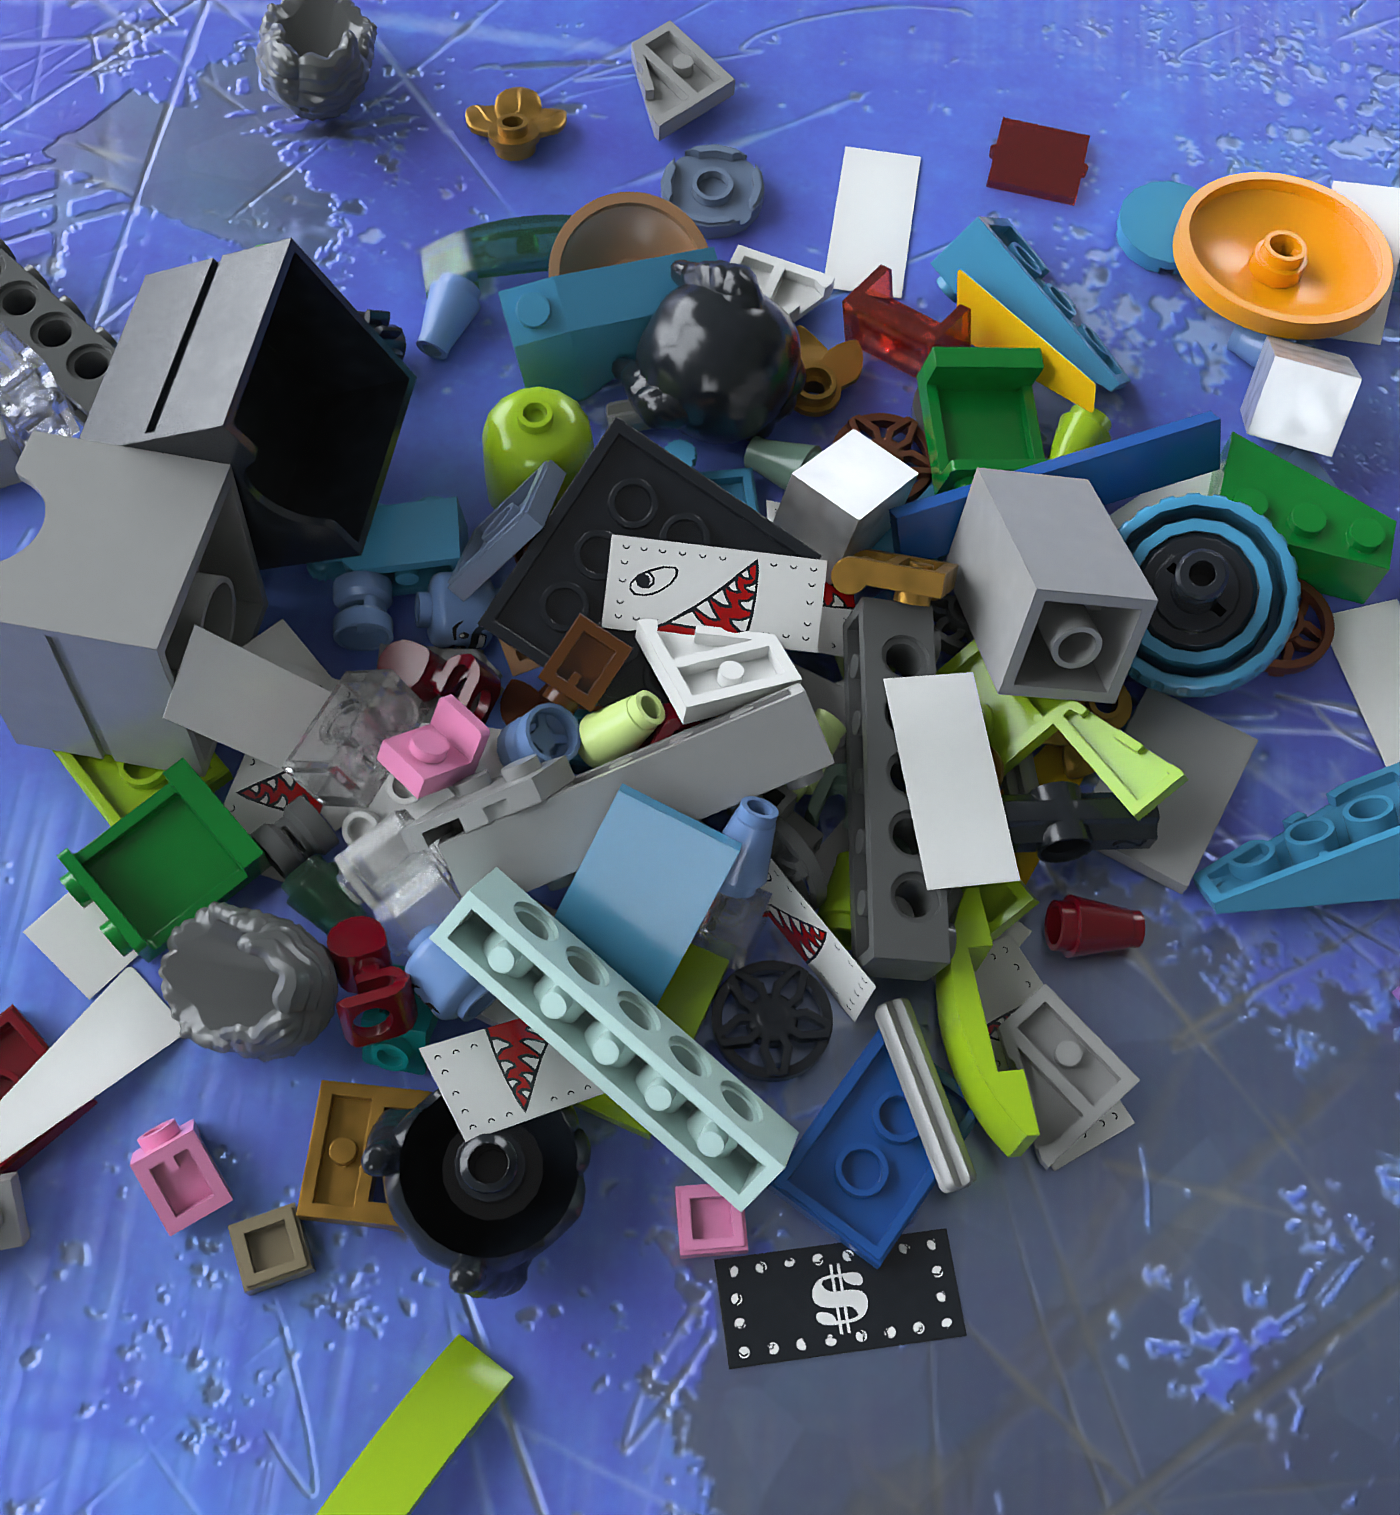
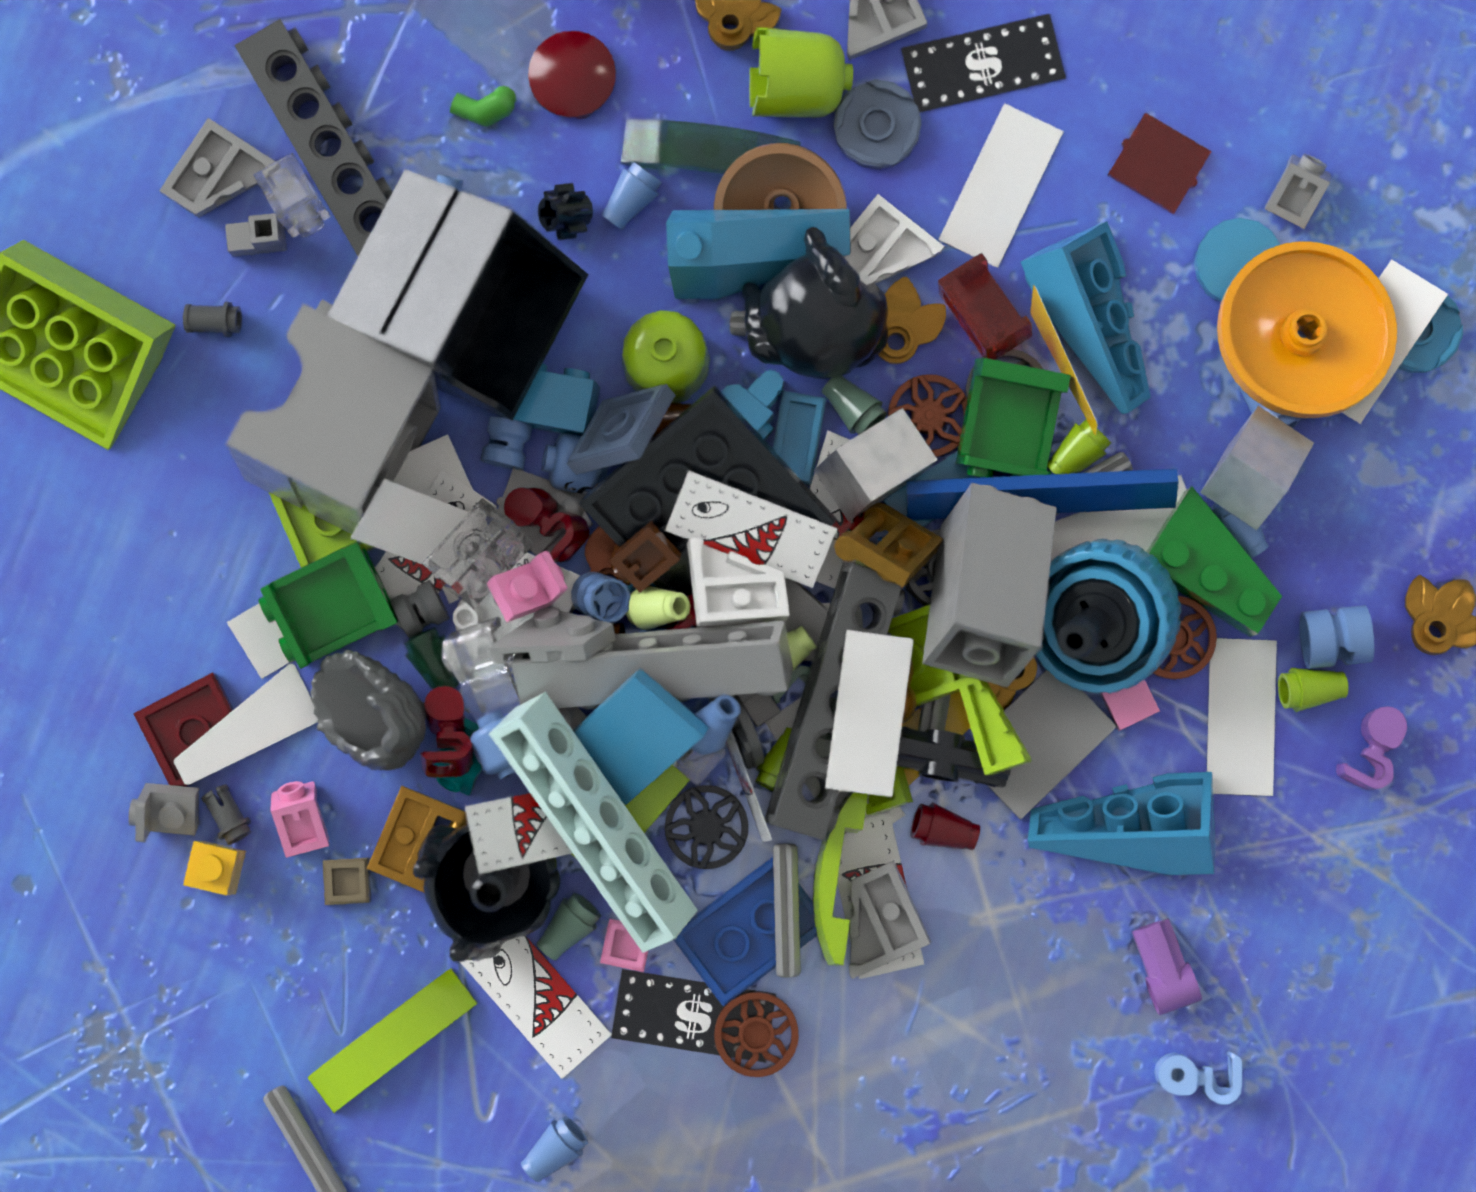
camera: 25 degrees right, 20 degrees up
(59, 1281) = (214, 868): none -> yellow brick
(69, 1202) = (227, 817): none -> dark grey pin
(343, 220) = (572, 74): none -> dark red dish
(604, 144) = (797, 74): none -> lime cylinder
(606, 1348) = (540, 1004): none -> white sticker
(618, 1215) = (569, 925): none -> sand green cone
(808, 116) = (983, 63): none -> black sticker
(941, 1293) = (756, 1034): none -> copper wheel
(1203, 141) = (1299, 189): none -> light grey bracket
(1258, 709) = (1130, 705): none -> bright pink tile

